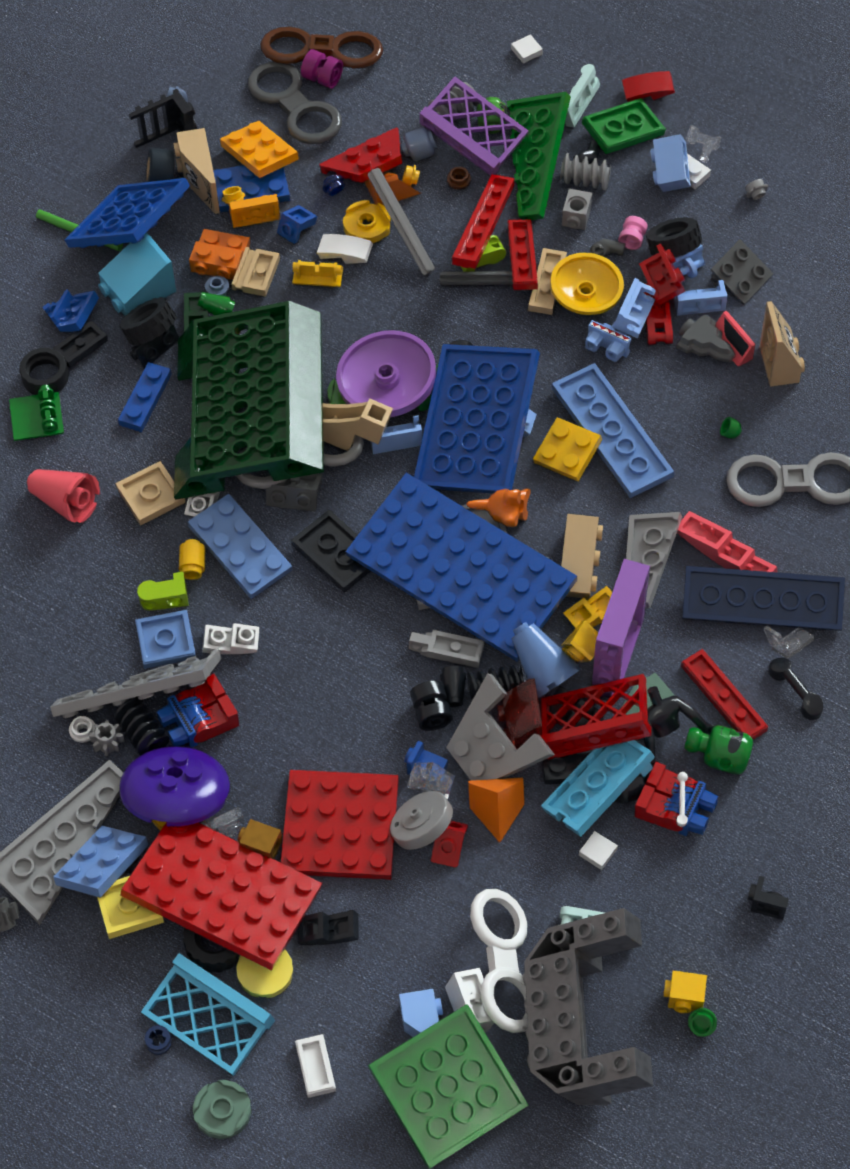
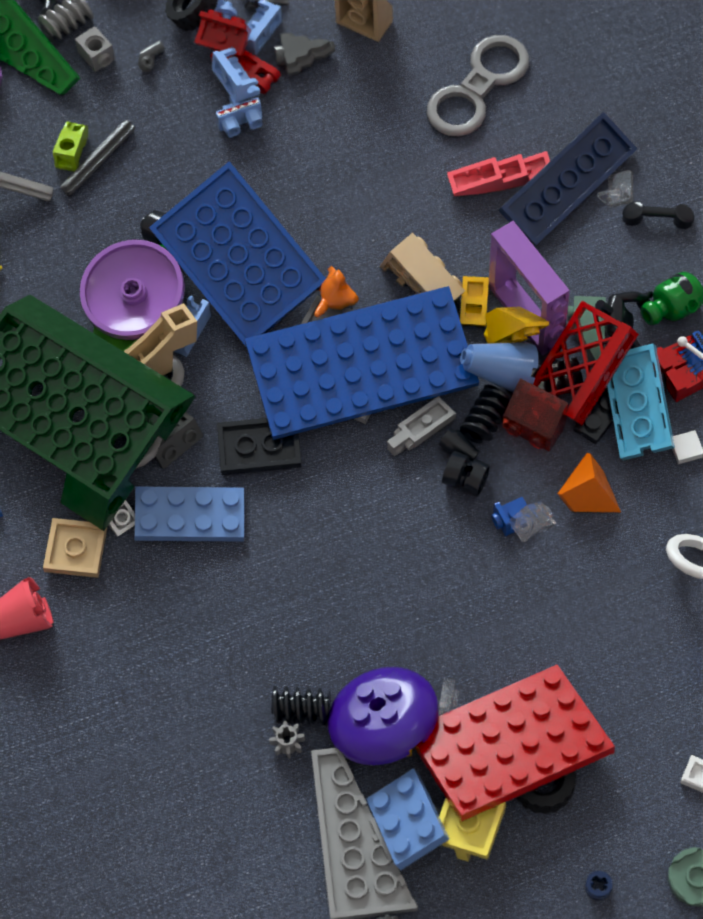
camera: 50 degrees left, 5 degrees up
(80, 723) = (260, 746): white plate -> none
(143, 685) = (264, 675): light grey wing -> none
(163, 594) = (186, 602): lime leg -> none
(165, 639) = (226, 631): medium blue tile -> none
(192, 559) = (170, 558): yellow brick -> none
(199, 713) = (323, 661): hips -> none
(221, 993) = (597, 807): medium azure fence -> none
(234, 640) = (272, 582): white slope -> none
(260, 838) = (482, 683): pearl gold brick -> none
(263, 982) = (606, 771): light yellow tile -> none
(328, 929) = (602, 685): black slope -> none
(340, 824) = (512, 615): red plate -> none
(421, 820) = (566, 551): light grey wheel -> none
(449, 845) = (597, 546): red bracket -> none
(482, 745) = (538, 462): light grey wing -> none
(483, 221) = (49, 119): red plate -> none
(522, 254) = (102, 116): red tile -> none
(542, 298) = (143, 118): tan plate -> none
(567, 449) = (315, 215): yellow plate -> none
(590, 275) = (177, 82): yellow dish -> none
(624, 442) = (324, 172): medium blue plate -> none
(633, 232) = (152, 24): bright pink wheel -> none
(650, 544) = (457, 226): light grey wing -> none
(723, 694) = (623, 267): red tile -> none
(730, 428) = (392, 91): green hinge -> none
(737, 338) = (319, 29): coral slope -> none

